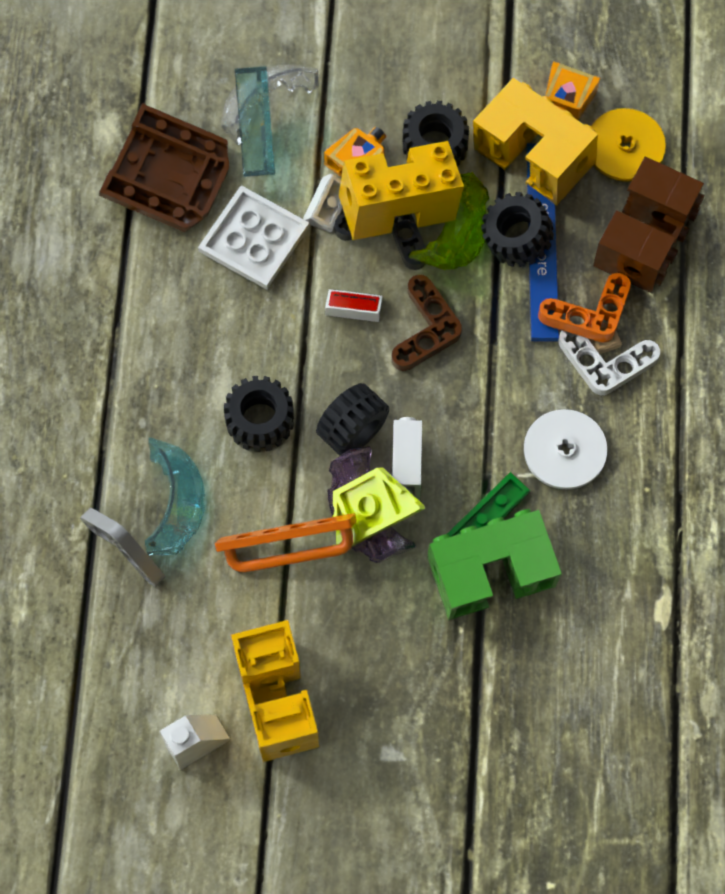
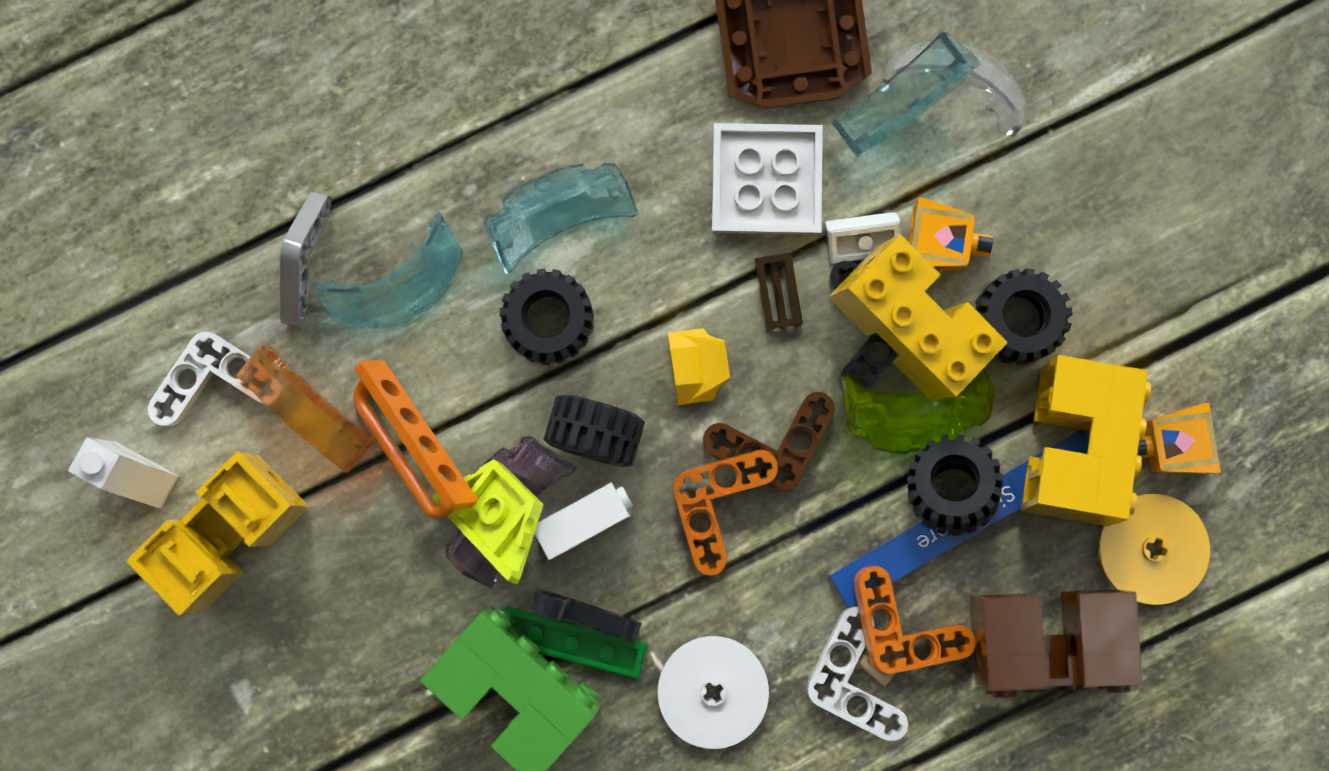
camera: 60 degrees right, 15 degrees up
(153, 656) = (204, 369): none -> white beam
(188, 367) = (556, 204): none -> clear light blue windscreen
(222, 592) = (304, 408): none -> clear orange windscreen
(332, 261) = (783, 322): none -> dark brown tile
(347, 343) = (697, 365): none -> yellow slope
(353, 305) = (751, 343): slope -> none
(438, 385) = (703, 502): none -> orange beam
(455, 502) = (561, 607): none -> black beam

